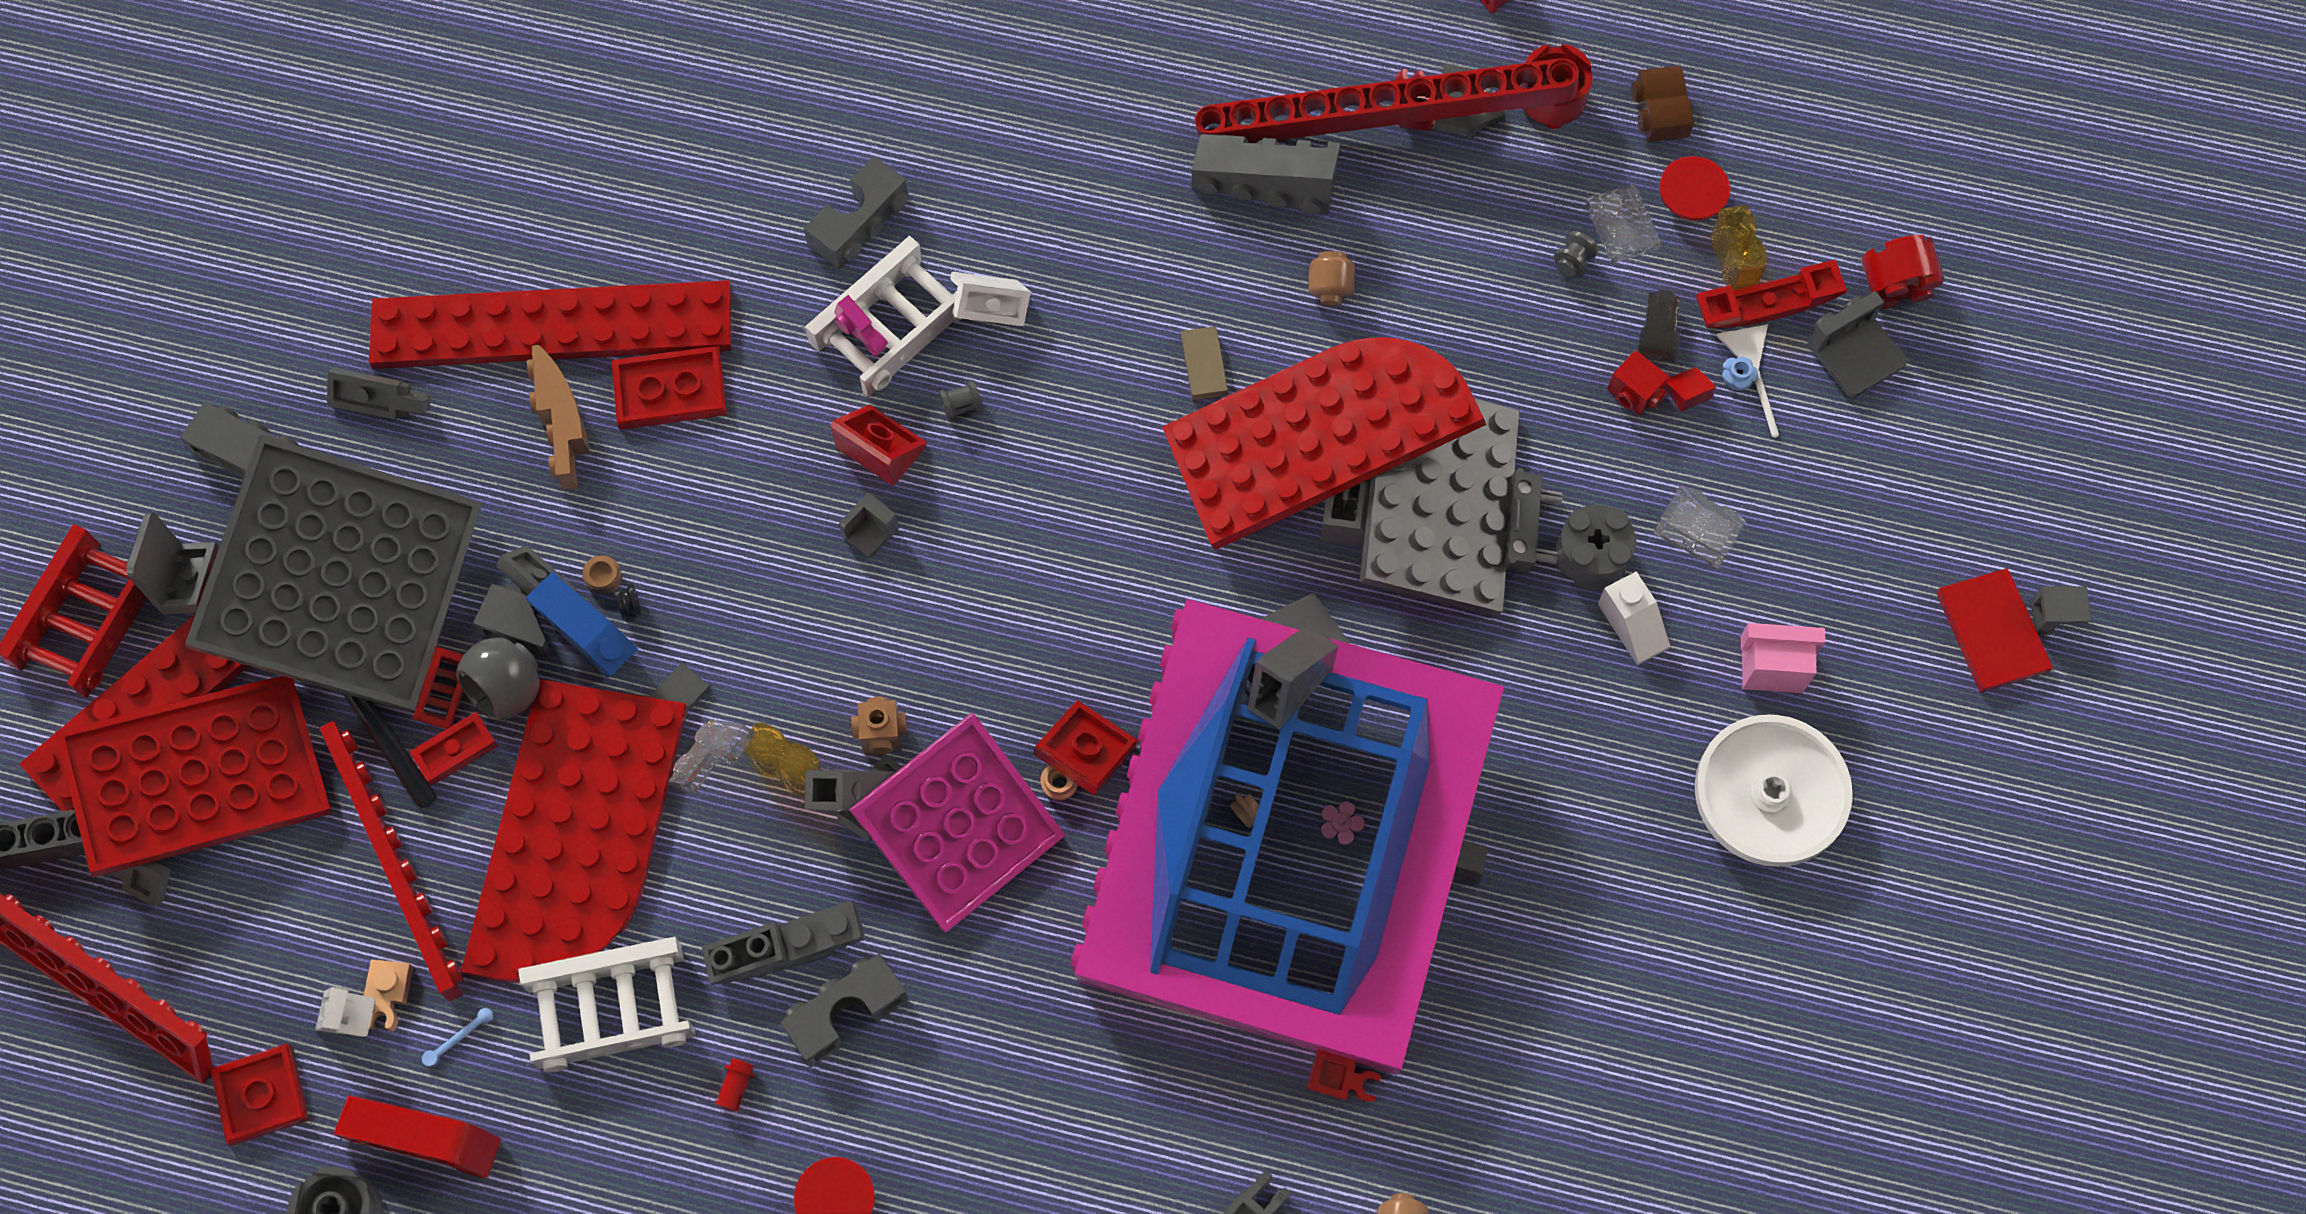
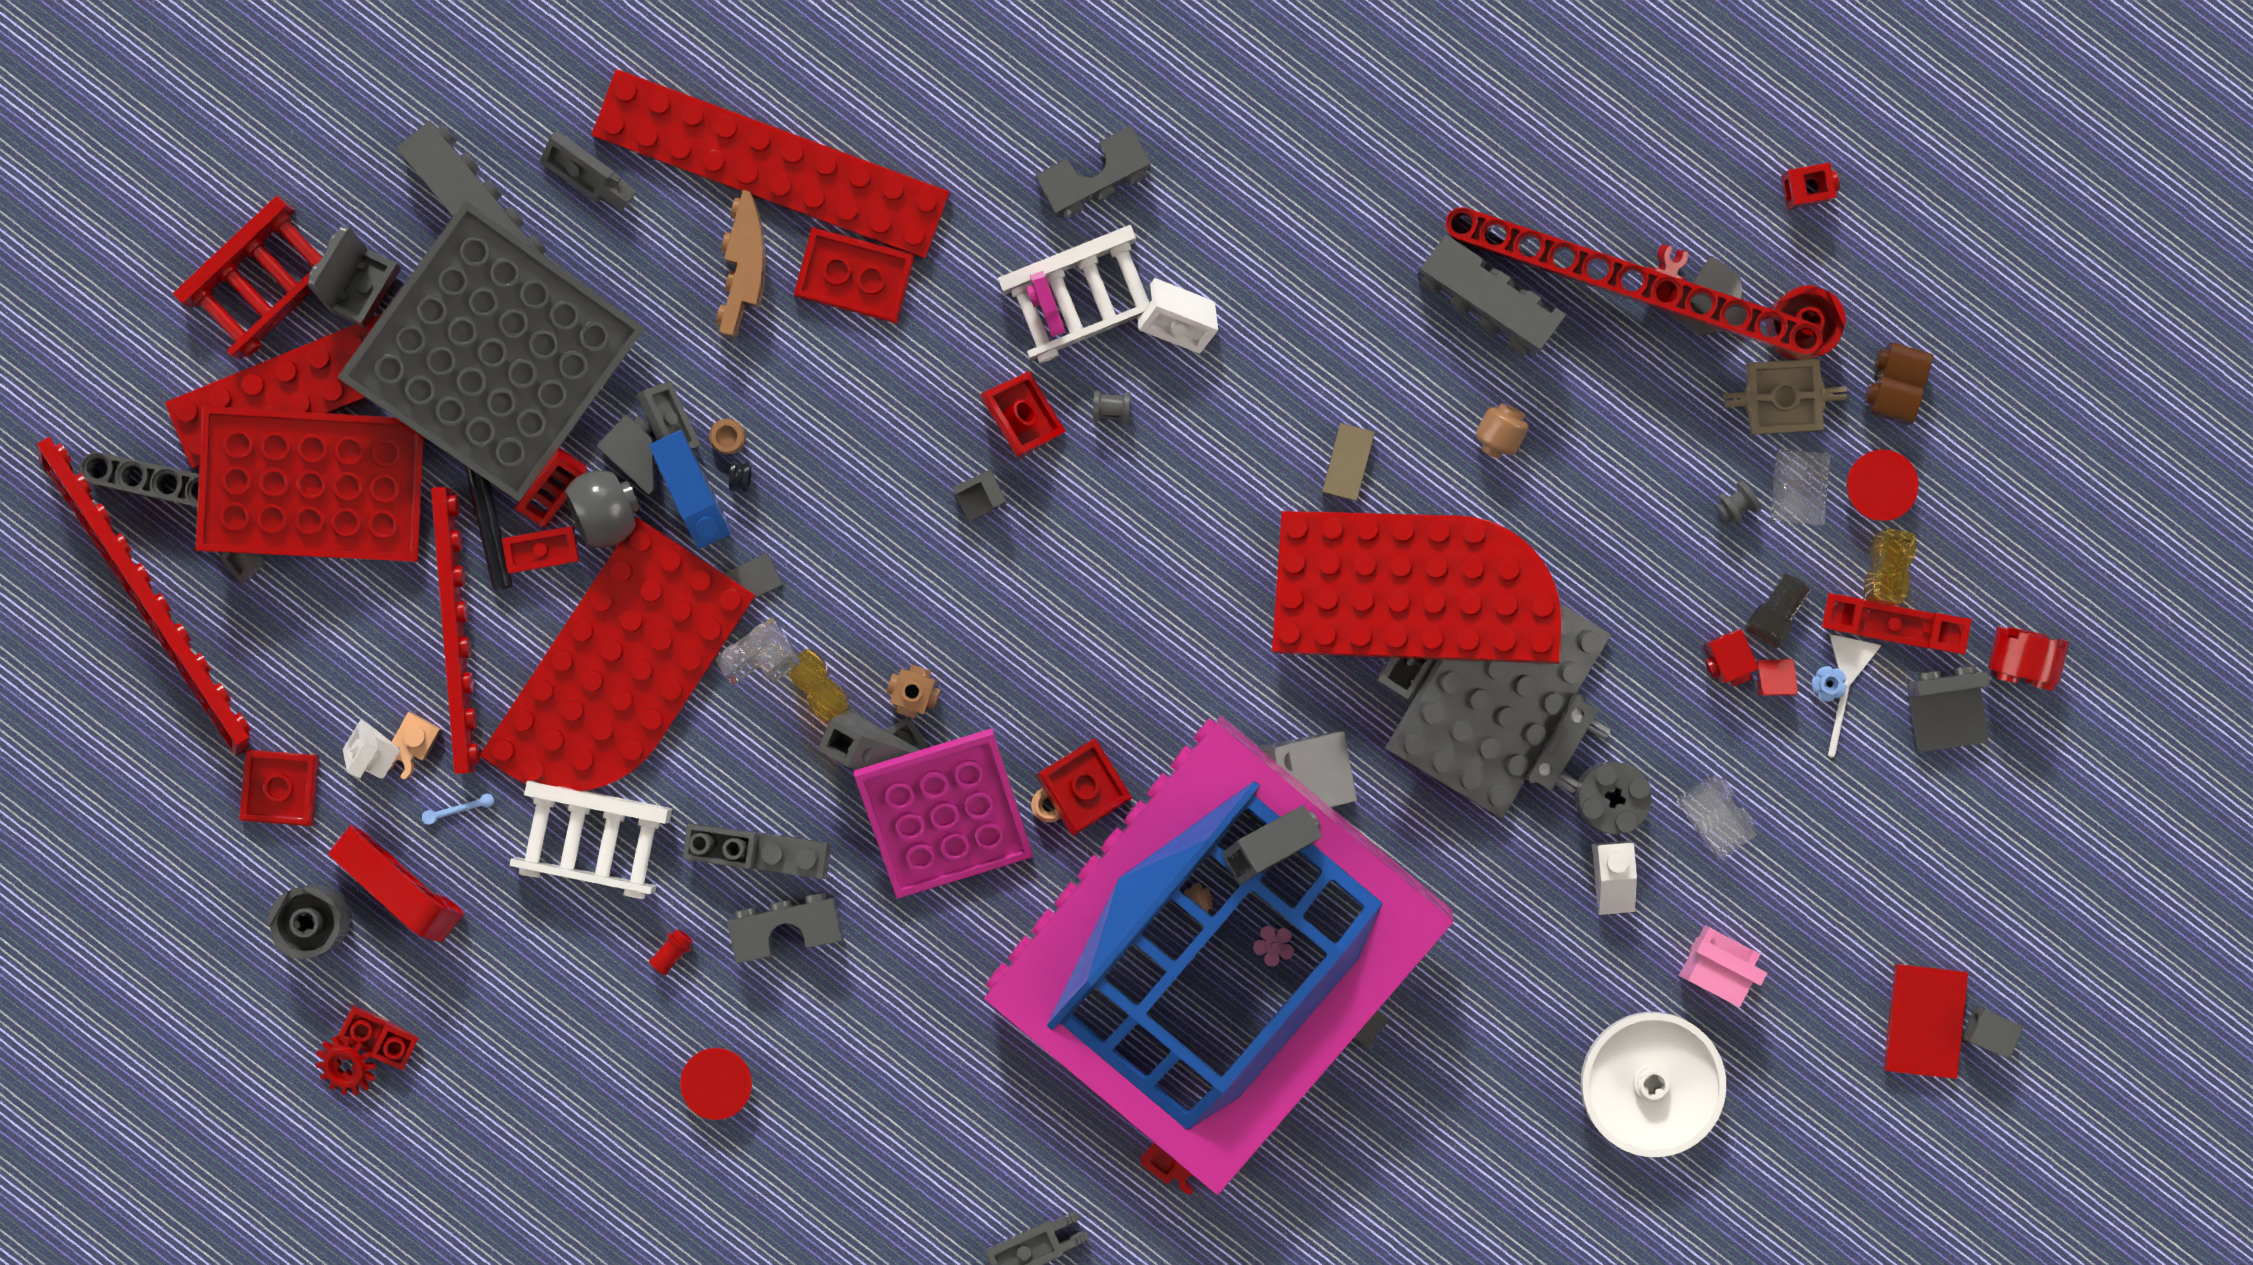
camera: 20 degrees right, 20 degrees up
(1569, 154) = (1784, 396): none -> dark tan plate

